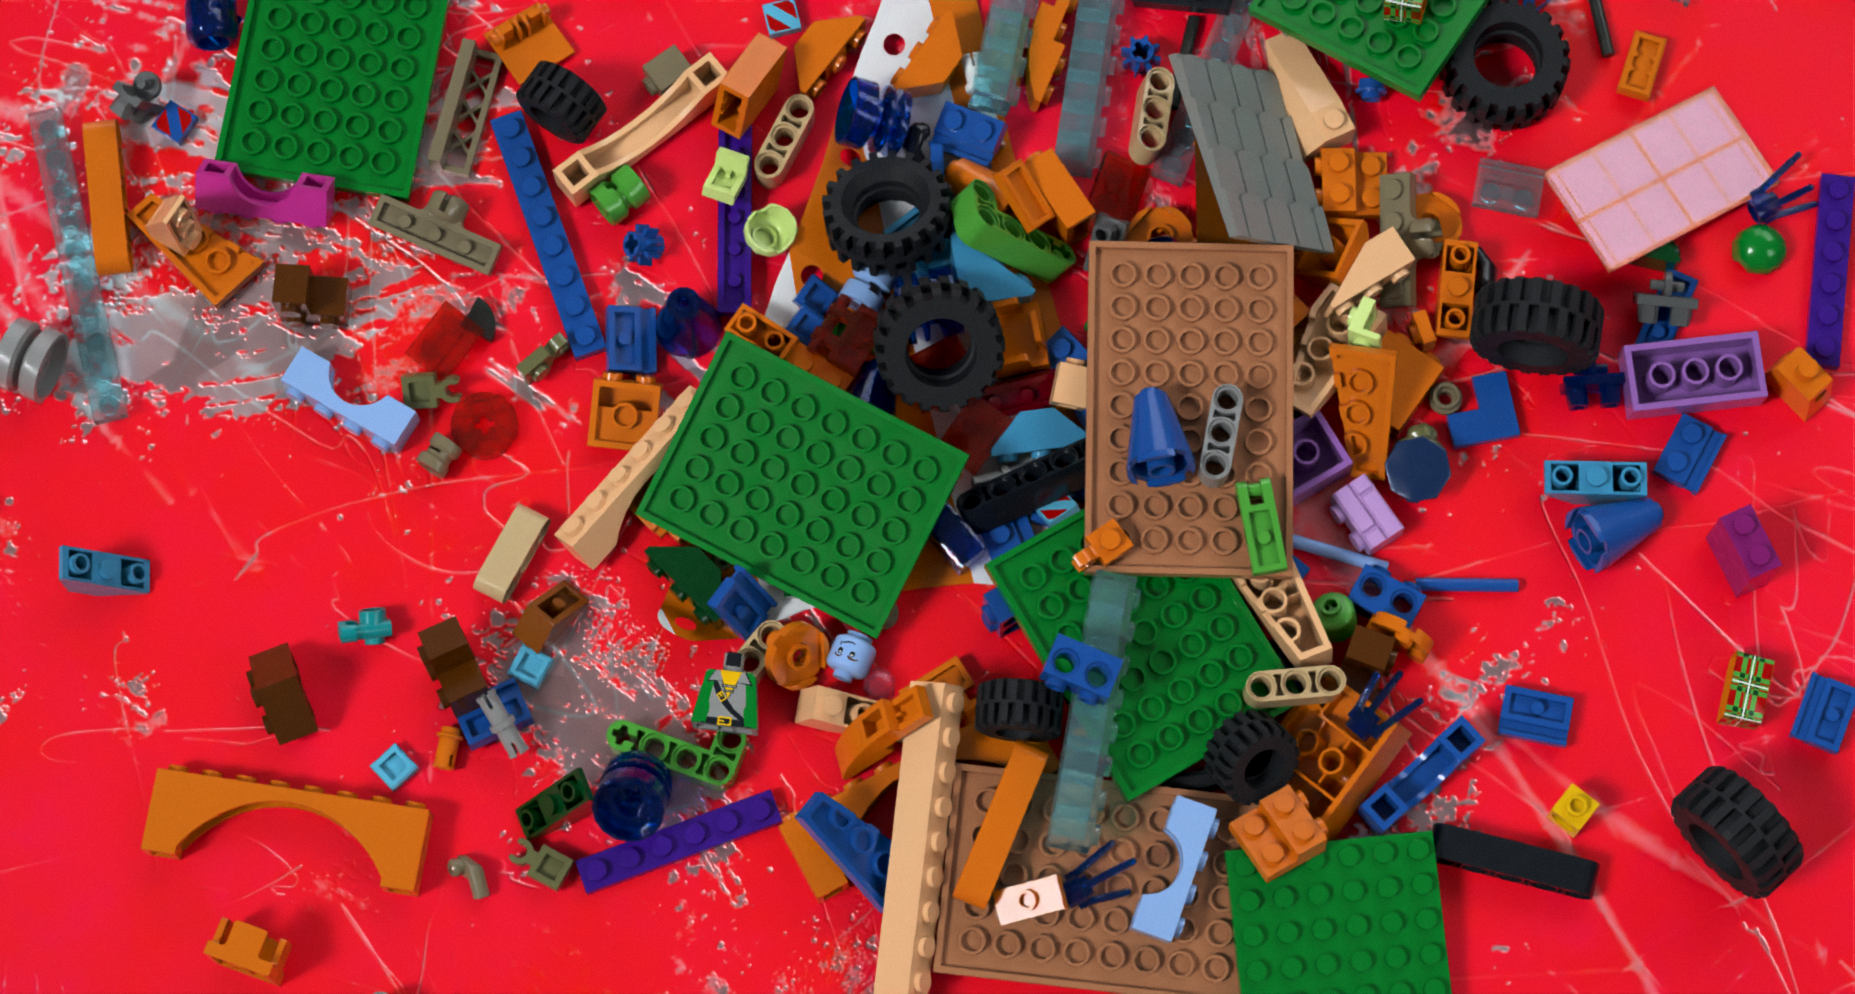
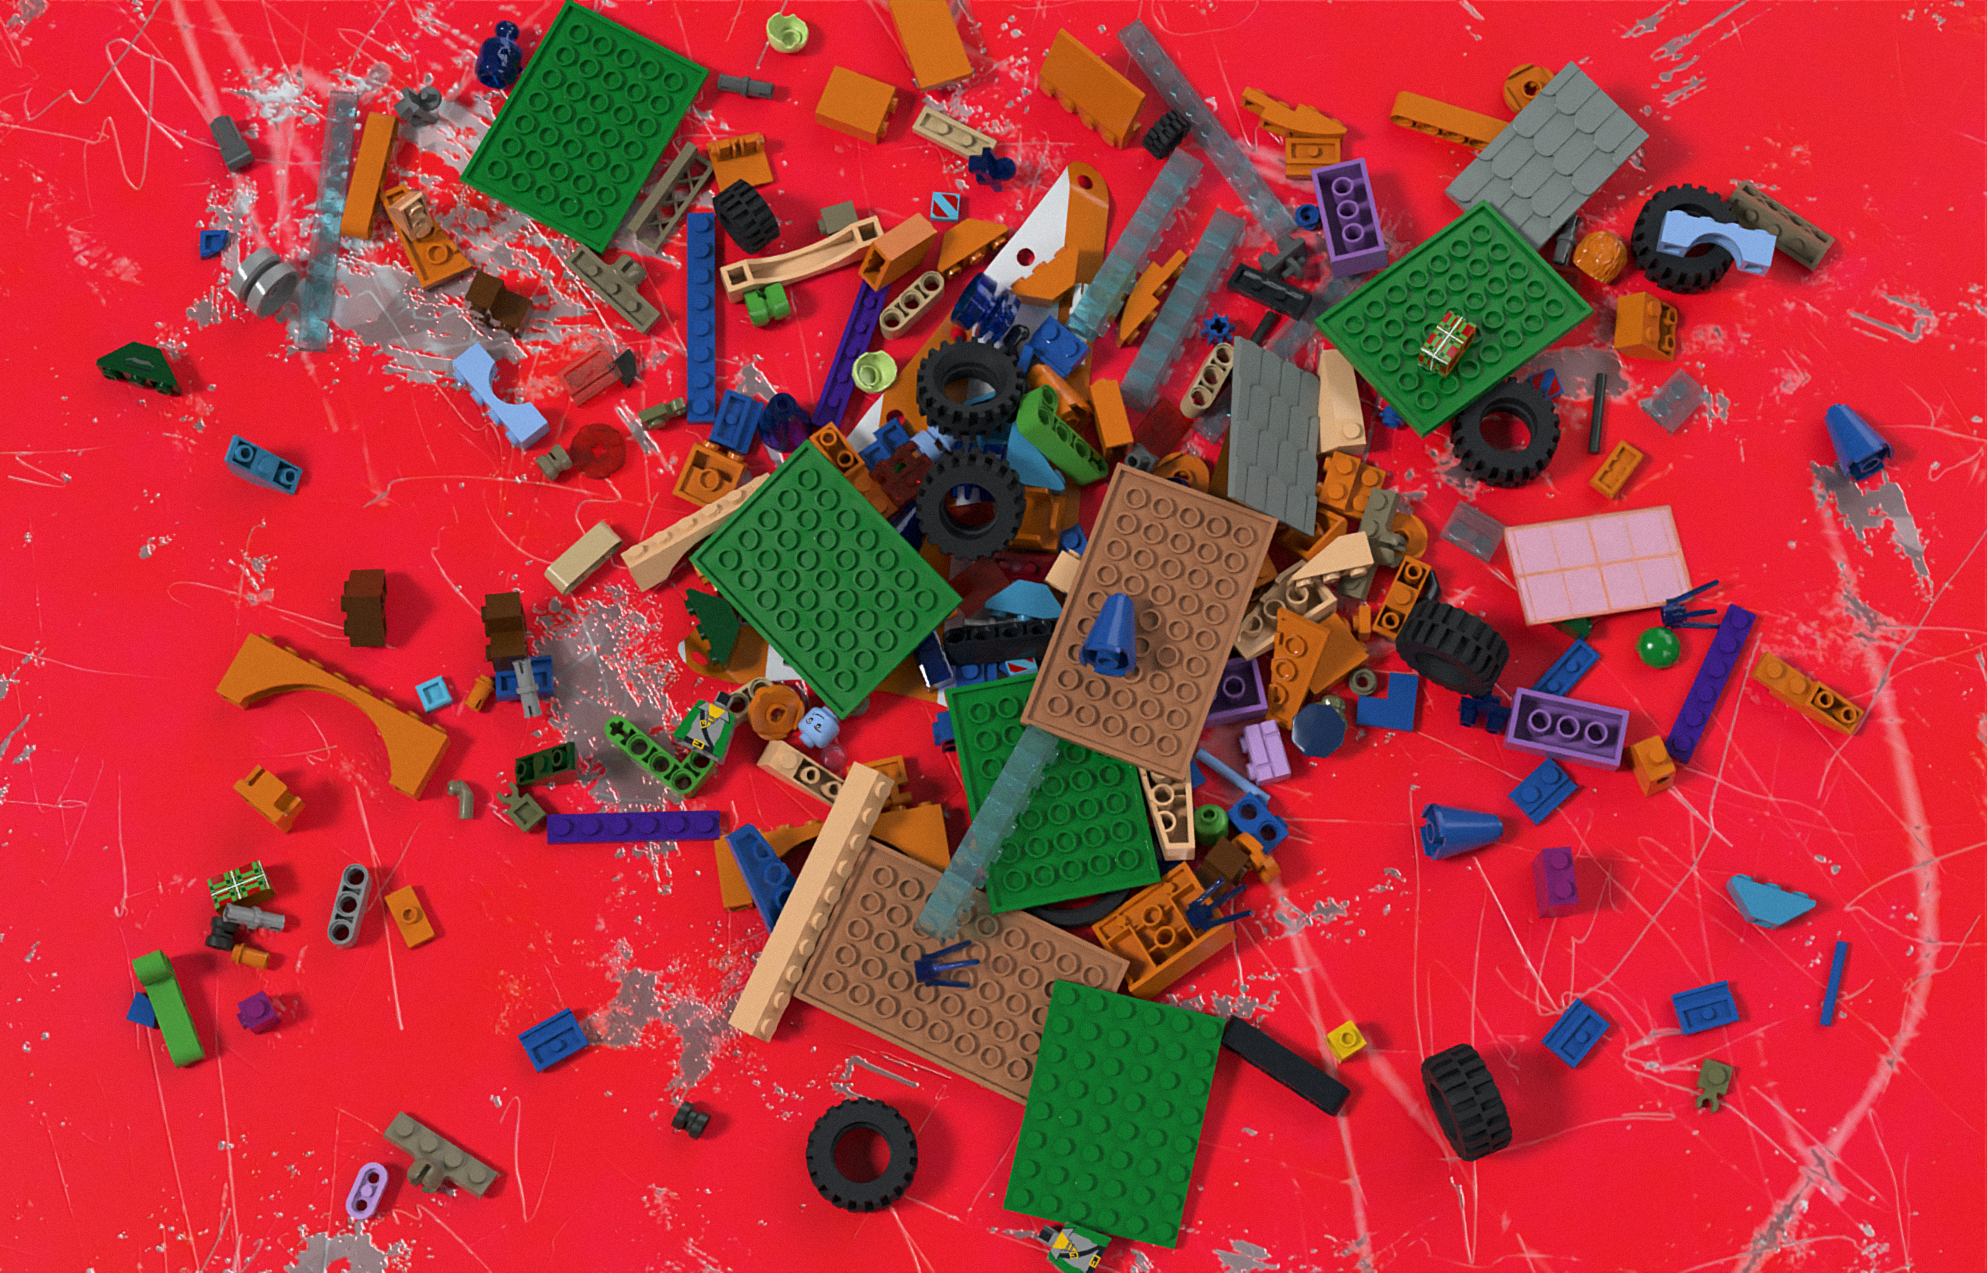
camera: 15 degrees right, 0 degrees up
(175, 123) = (442, 134): blue tile -> none
(224, 189) = (461, 199): dark pink arch -> none
(371, 627) = (454, 578): teal plate -> none
(424, 390) = (561, 408): olive plate -> none
(530, 667) = (567, 651): medium azure tile -> none
(549, 616) = (595, 617): dark orange slope -> none
(632, 796) = (607, 778): clear blue wheel -> none
(643, 245) = (772, 350): blue gear -> none
(726, 176) = (855, 318): yellowish green bracket -> none
(741, 603) = (747, 656): blue plate -> none
(878, 727) = (816, 790): orange slope -> none
(1000, 824) = (885, 897): orange beam -> none
(1018, 710) = (931, 813): black tyre -> none
(1024, 196) = (1081, 410): orange tile -> none
(1030, 899) = (887, 964): plate -> none
(1083, 661) = (992, 791): blue brick -> none
(1105, 545) = (1043, 705): orange plate -> none
(1189, 827) = (986, 1009): light blue arch -> none
(1223, 420) = (1168, 637): light grey beam -> none
(1251, 756) = (1109, 927): black tyre -> none
(1261, 528) = (1171, 734): bright green plate -> none
(1280, 833) = (1102, 980): orange plate -> none
(1308, 677) = (1168, 863): tan beam -> none
(1360, 322) = (1312, 599): yellowish green bracket -> none
(1421, 777) = (1233, 975): blue arch -> none
(1468, 584) = (1327, 835): blue bar -> none
(1535, 716) = (1342, 957): blue plate -> none
(1594, 481) = (1456, 787): dark azure slope -> none
(1649, 304) = (1552, 660): dark grey hips -> none
(1745, 691) = (1518, 994): piece -> none

